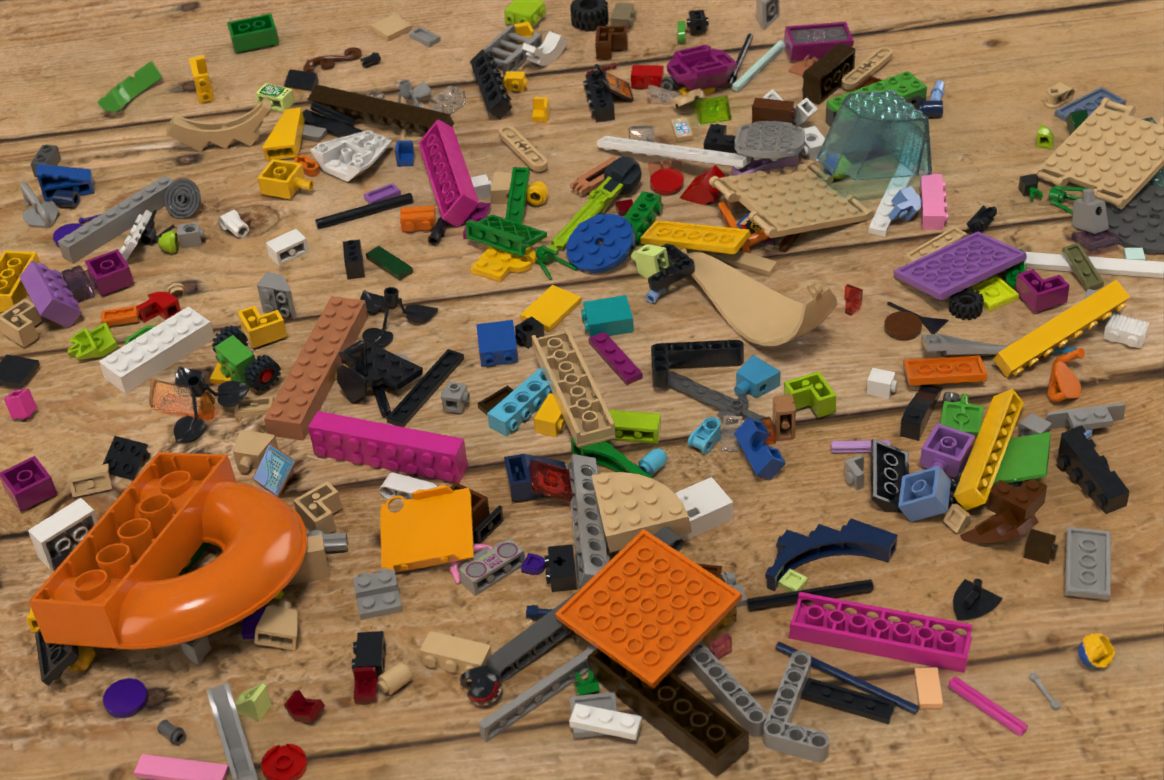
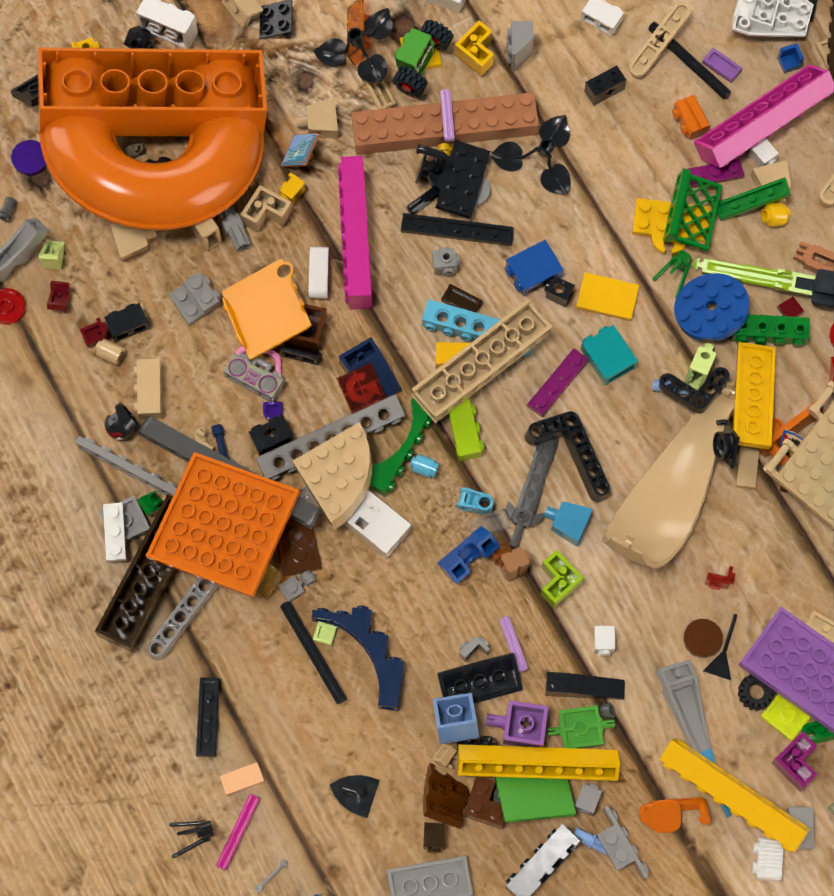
camera: 65 degrees right, 30 degrees up
(306, 483) = (292, 189): none -> yellow brick
(315, 349) = (447, 115): none -> lavender axle
(328, 207) = (670, 26): none -> tan piece
(389, 262) = (619, 119): dark green tile -> none
(437, 231) = (679, 144): black pin -> none
(721, 646) = (225, 596): clear pink tile -> none
(735, 253) = (726, 443): none -> black hat
(779, 731) = (177, 673): light grey beam -> none
(848, 678) = (231, 709): dark blue piece -> none
(880, 635) = (286, 724): dark pink tile -> none
(944, 370) = (643, 695): orange plate -> none
(978, 734) = (202, 828): none -> black plant

